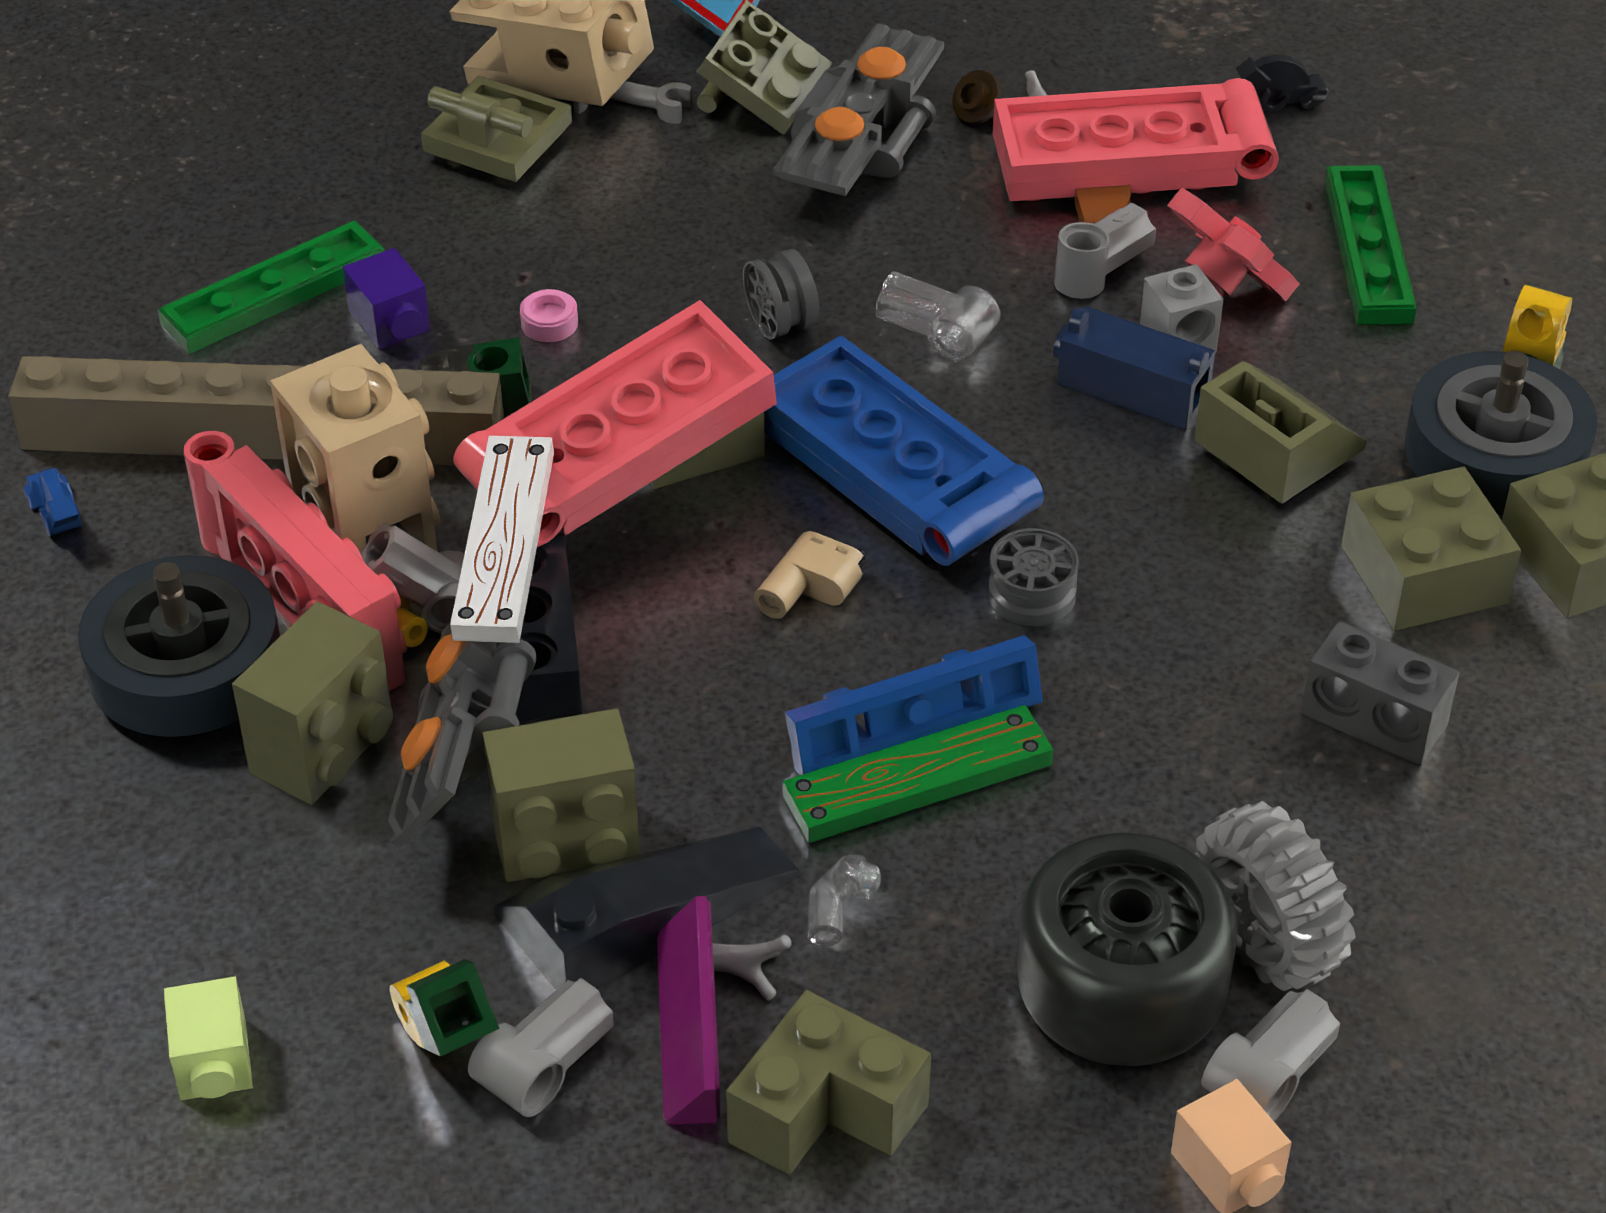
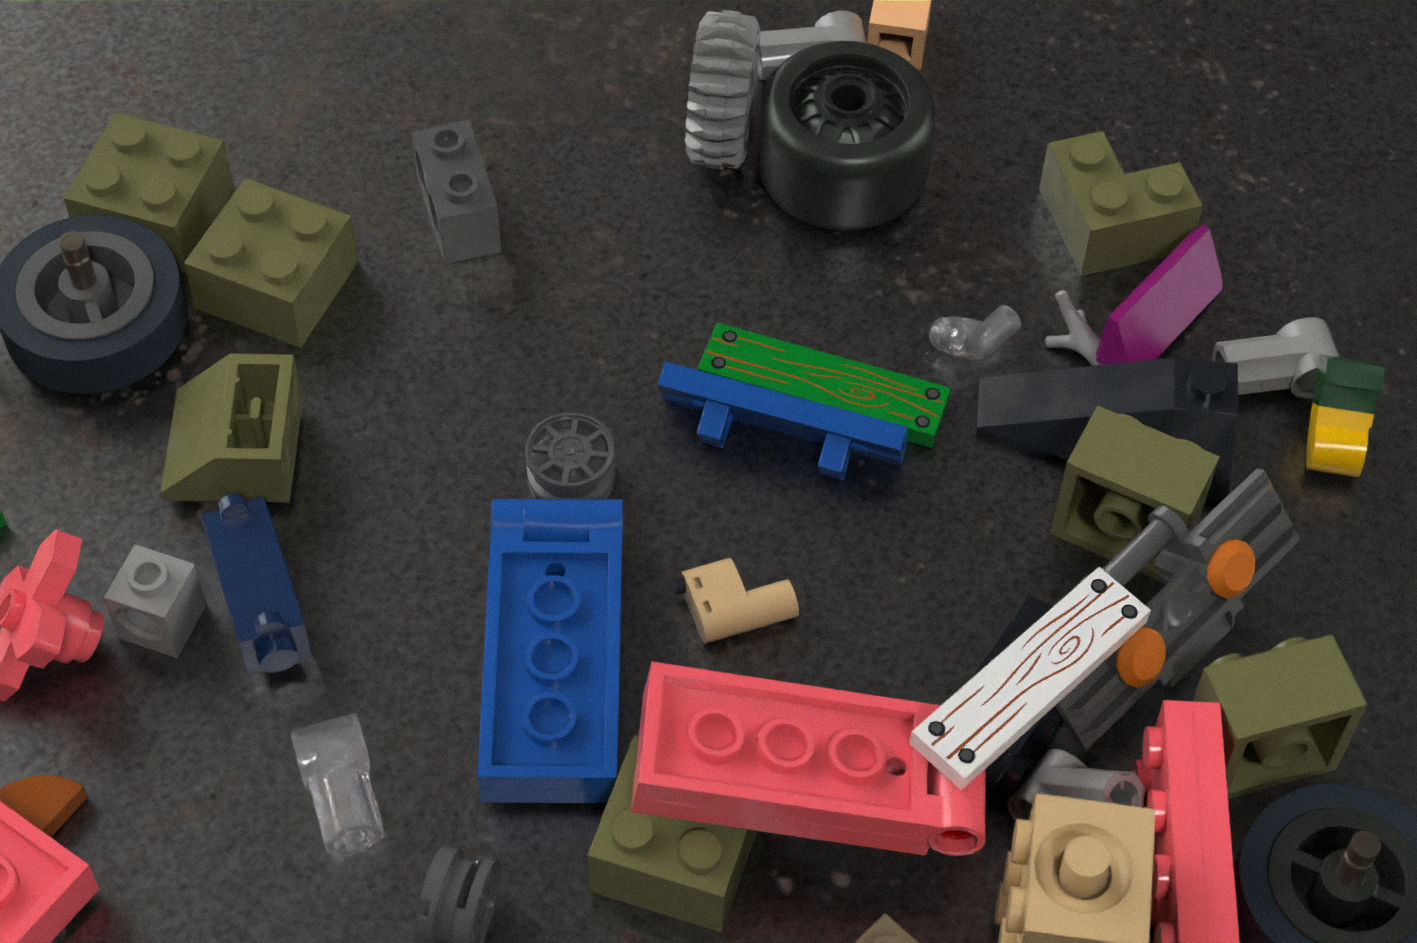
camera: 140 degrees left, 10 degrees up
(1093, 250) = (111, 736): light grey piece -> none

